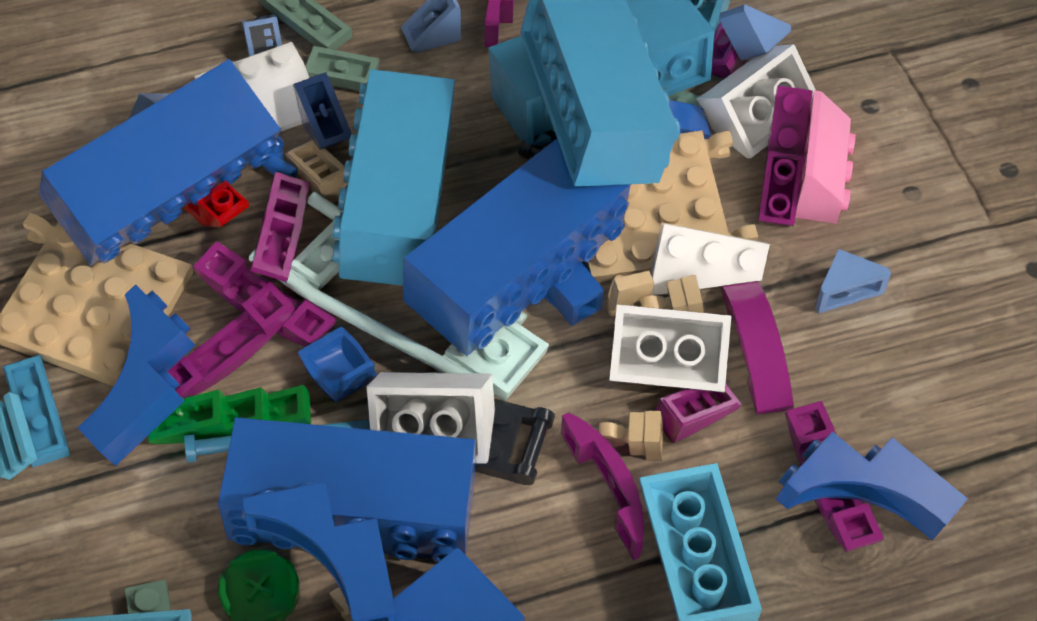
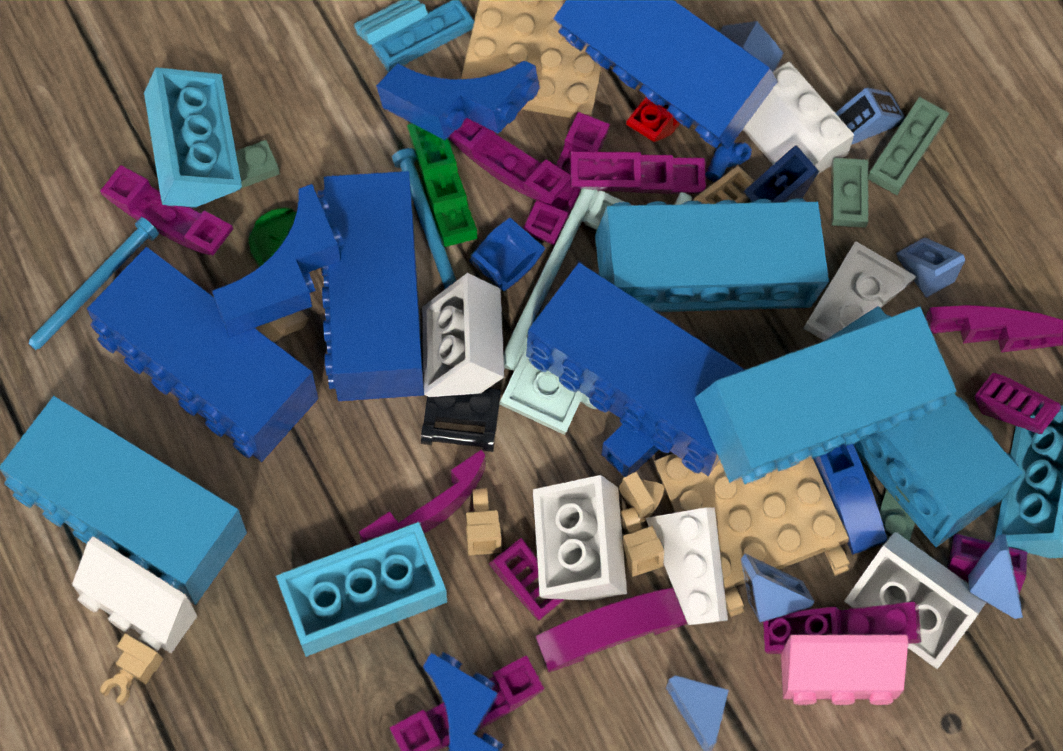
camera: 80 degrees right, 10 degrees up
(471, 103) = (857, 288): none -> white wing
(742, 202) = (772, 590): none -> medium blue slope

